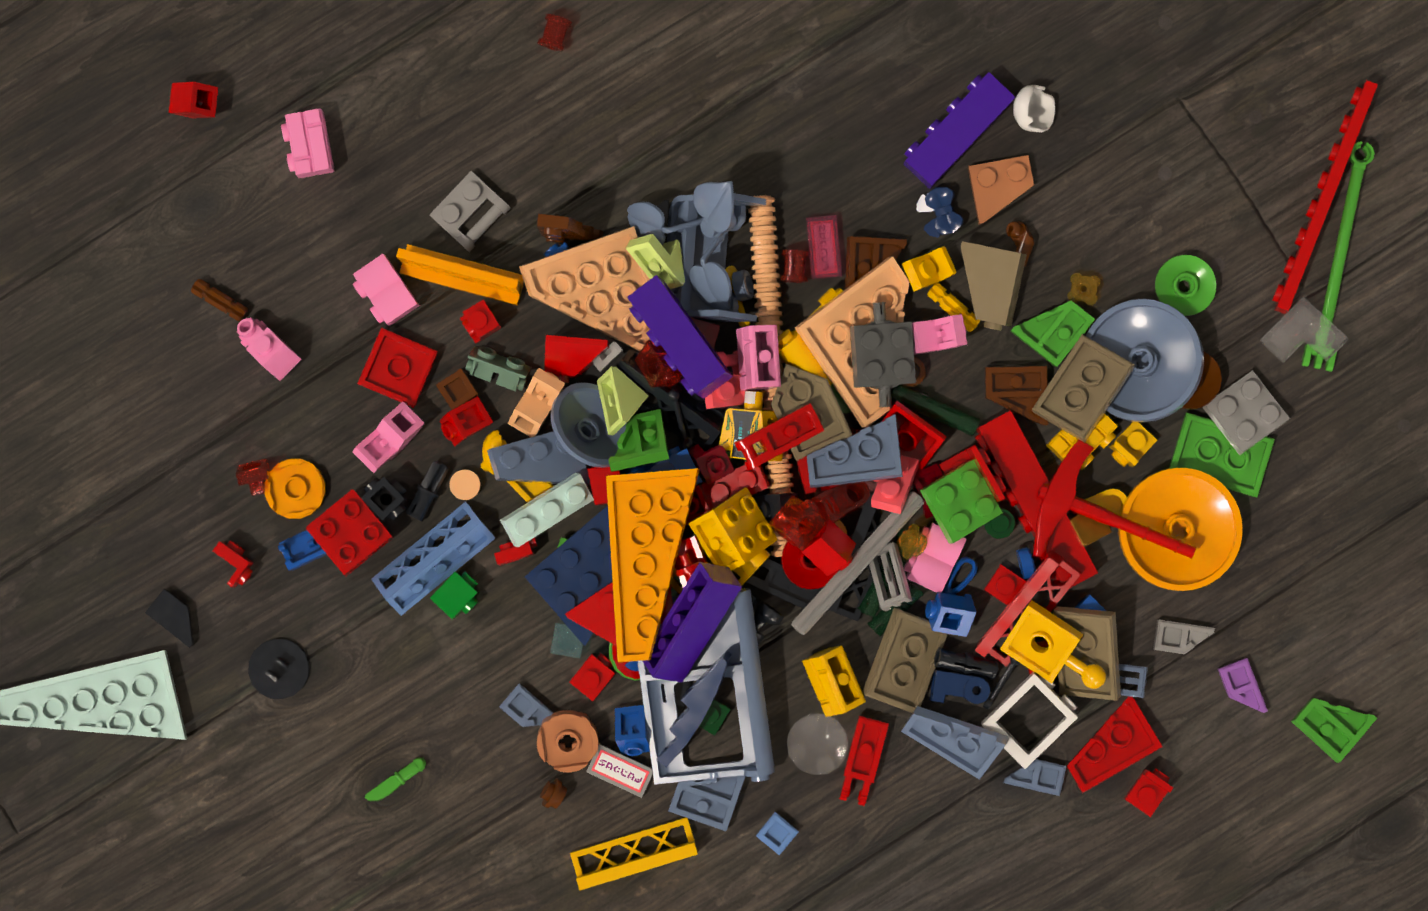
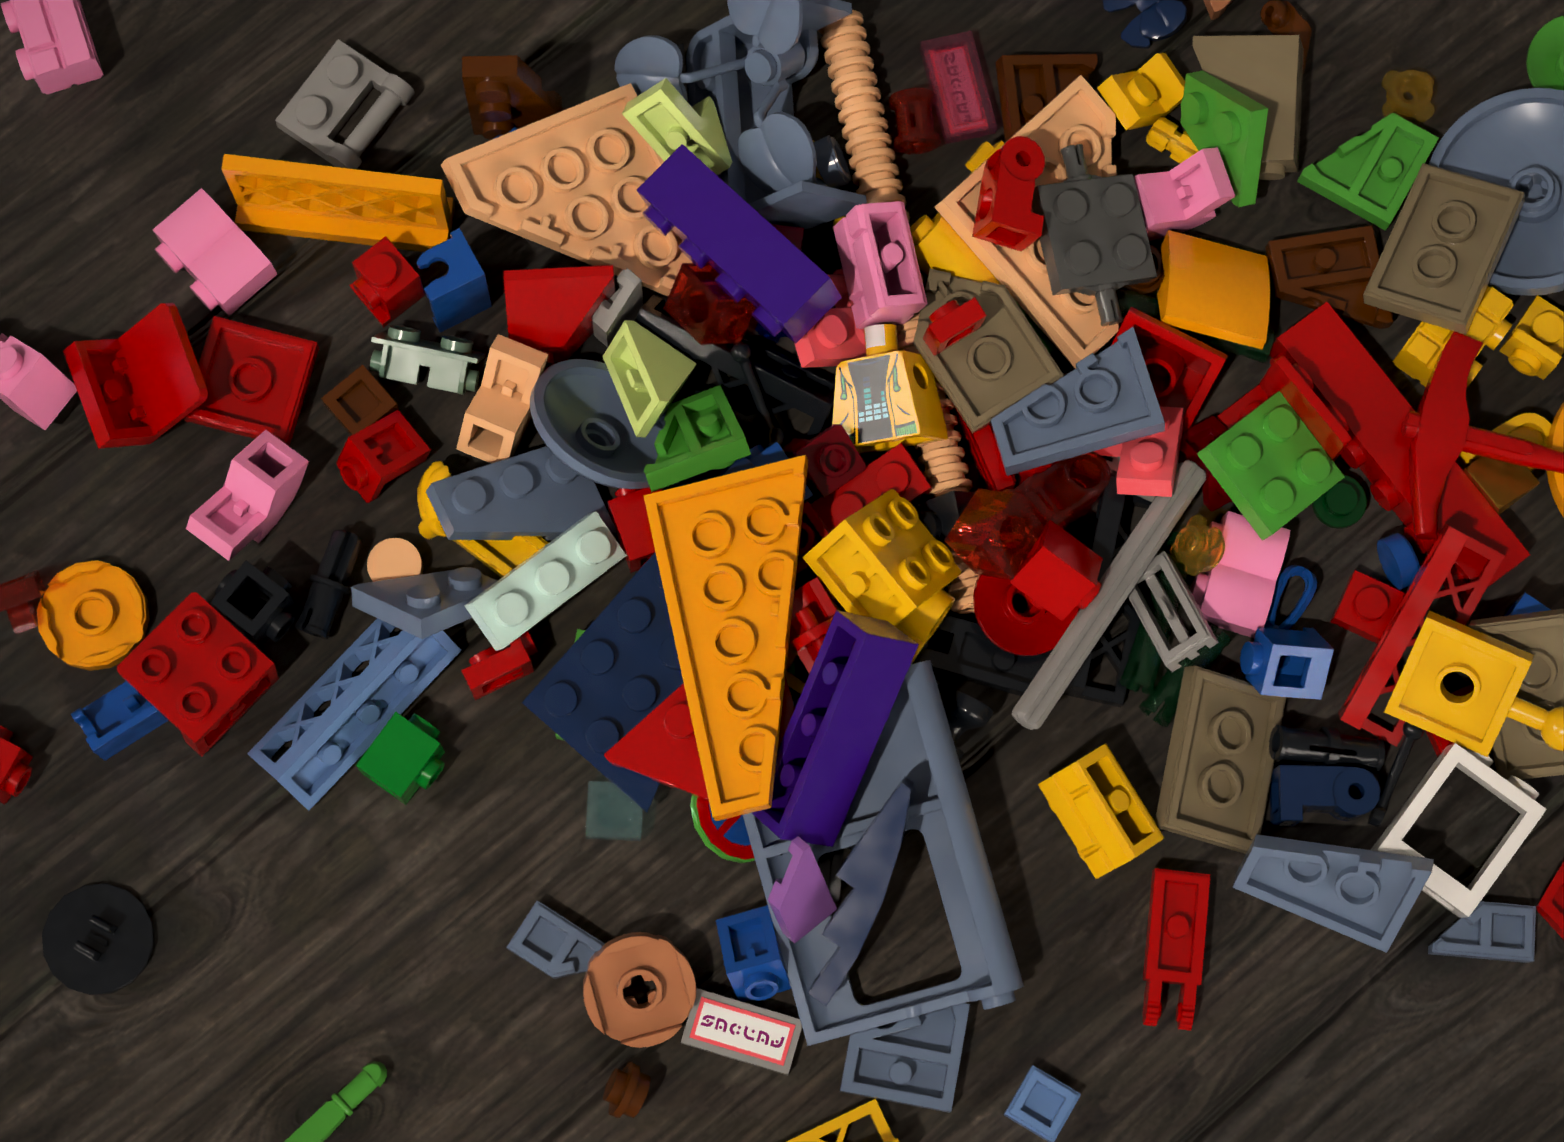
camera: 15 degrees left, 10 degrees down
(334, 360) = (138, 382): none -> red bracket
(478, 510) = (424, 601): none -> sand blue wing
(520, 330) = (462, 290): none -> blue hinge
(593, 676) = (669, 867): red bracket -> none
(662, 706) = (802, 896): none -> medium lavender tile
(714, 717) = (896, 911): dark green plate -> none
(780, 436) = (940, 384): red plate -> none
(792, 400) = (953, 324): none -> red plate
(817, 744) = (1088, 931): clear dish -> none
(836, 328) = (1007, 195): none -> red leg
(948, 393) = (1214, 289): none -> light orange slope
(969, 301) = (1228, 120): none -> bright green wing

